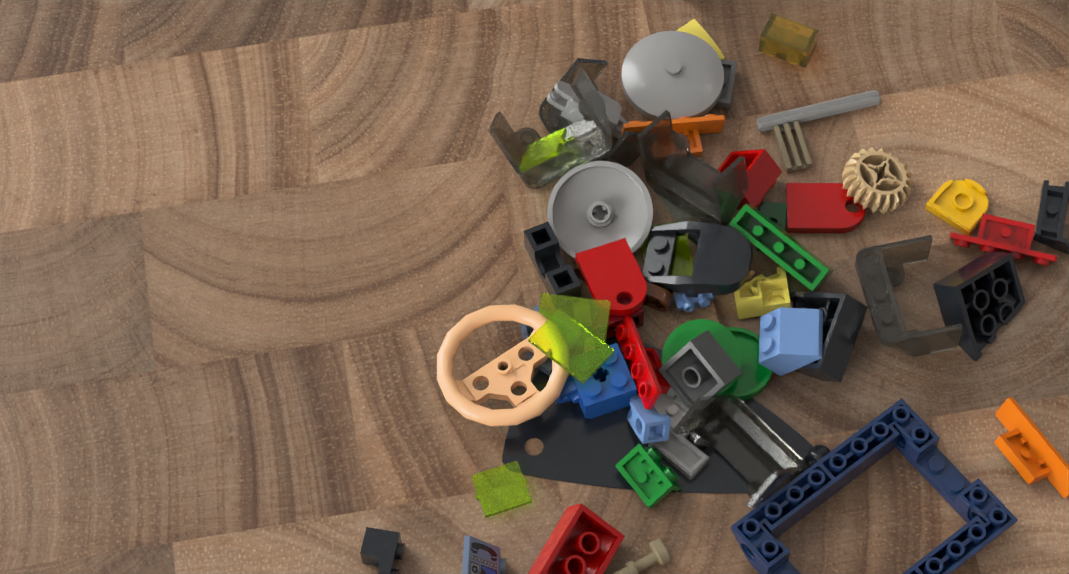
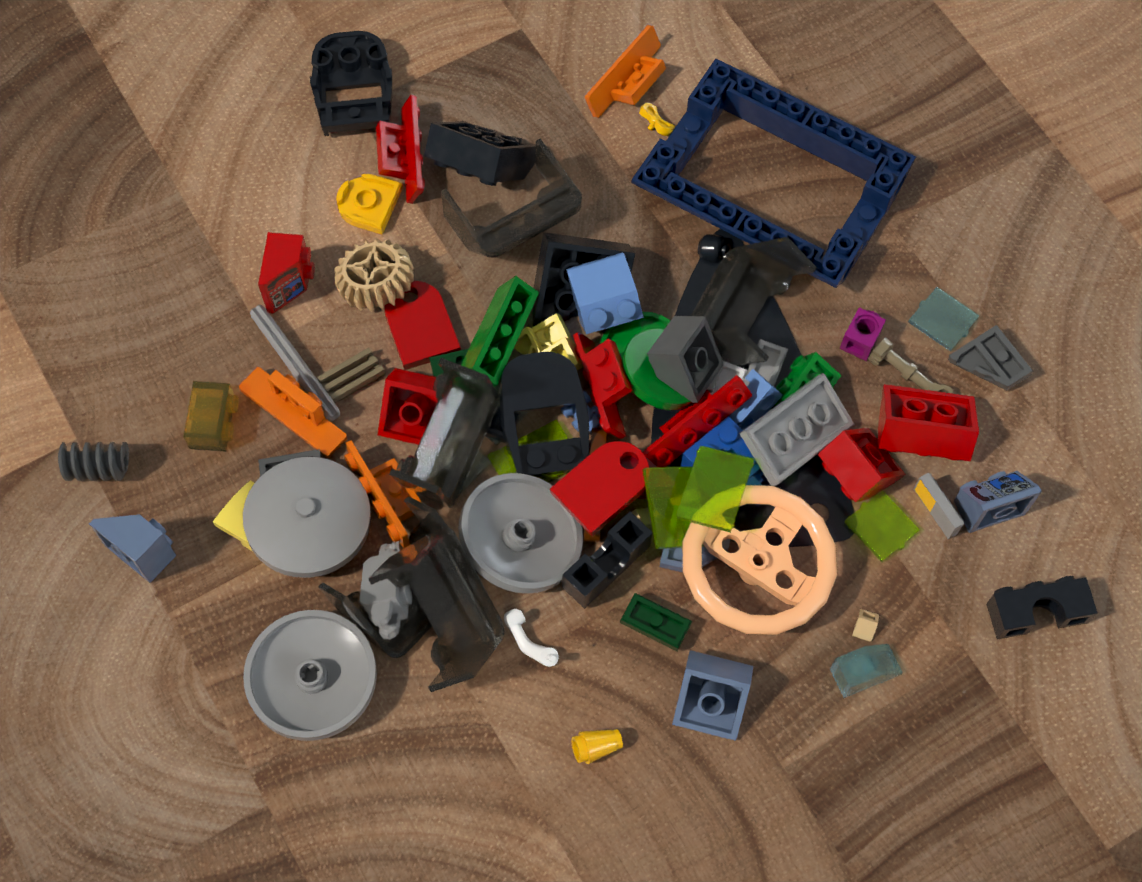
camera: 115 degrees left, 5 degrees up
(386, 421) = (864, 668): none -> clear light blue slope
(415, 213) = (595, 744): none -> yellow cone
(417, 305) = (713, 695): none -> sand blue slope
(425, 442) = (865, 625): none -> tan piece
(491, 288) = (656, 622): none -> dark green plate
(499, 533) = (938, 505): none -> light grey tile
(534, 194) = (542, 654): none -> white piece
(542, 45) = (310, 675): none -> light grey dish
(543, 150) = (464, 618): clear neon green piece -> none
(557, 485) = (860, 464): none -> red slope
(605, 440) = (796, 429): none -> light grey tile
(679, 531) = (858, 343): none -> magenta brick
(689, 308) = (606, 378): none -> red bracket
(773, 98) = (294, 409): none -> orange bracket
(900, 113) = (284, 270): none -> red slope
(982, 455) = (650, 113): none -> yellow piece

